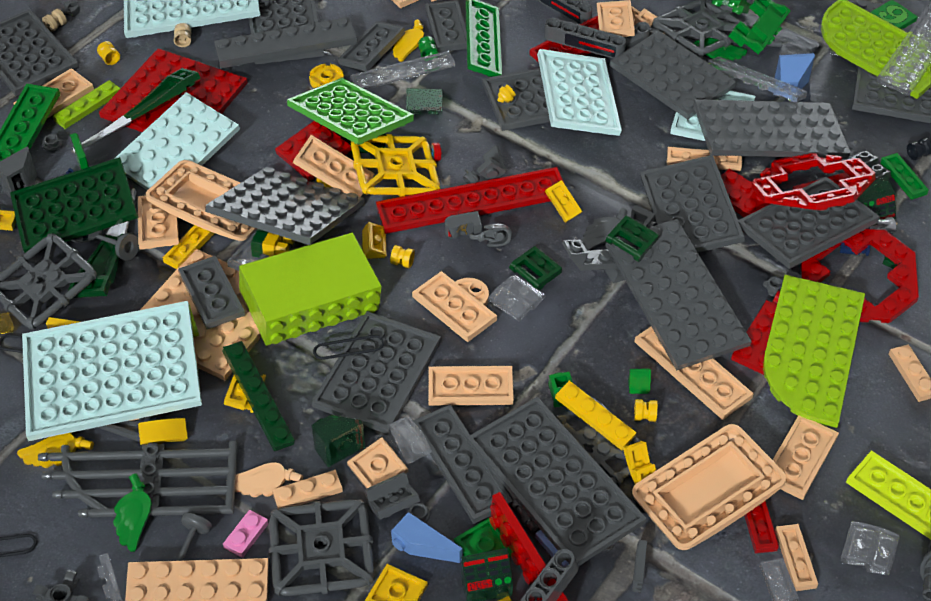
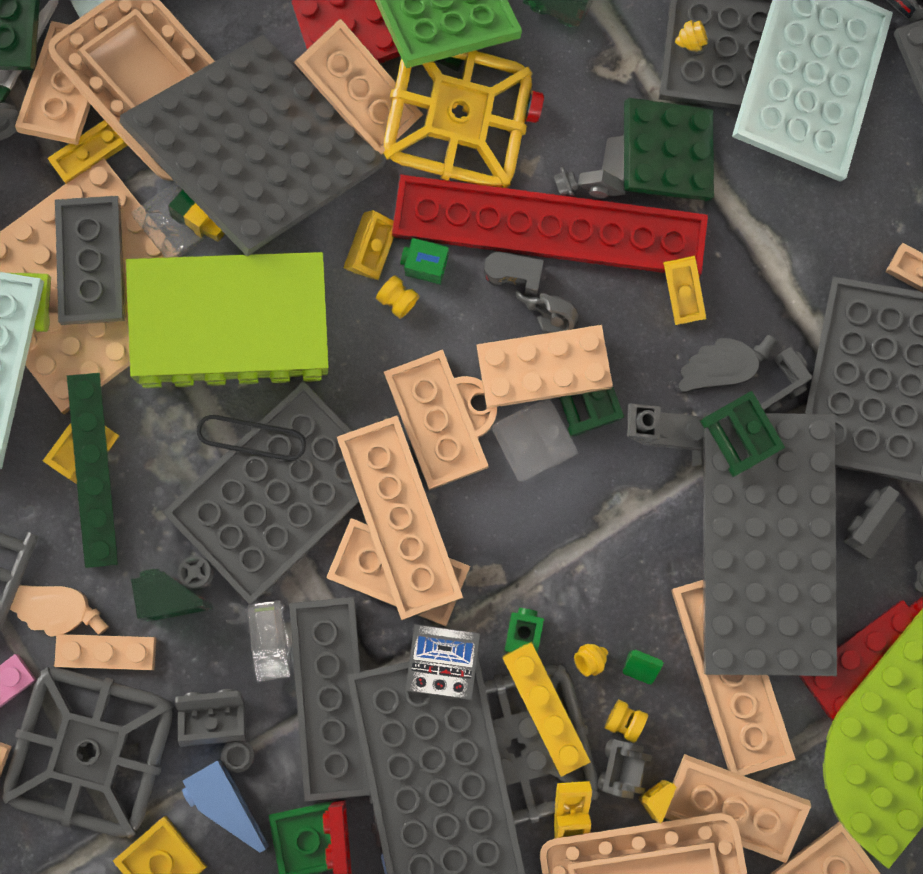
camera: 20 degrees right, 30 degrees up
(376, 464) = (213, 656): light nougat tile -> none
(410, 235) = (425, 260): none -> green brick
(459, 353) = (399, 518): none -> light nougat plate
(503, 258) = (544, 366): none -> light nougat plate
(519, 146) = (668, 149): none -> dark green plate
(521, 408) = (442, 662): none -> tile
(607, 389) = (591, 659): none -> yellow plate
(659, 433) = (624, 769): none -> dark grey piece
(686, 435) = (658, 799): none -> yellow slope
(729, 269) = (876, 522): none -> dark grey bracket
(756, 421) = (765, 815): none -> light nougat plate

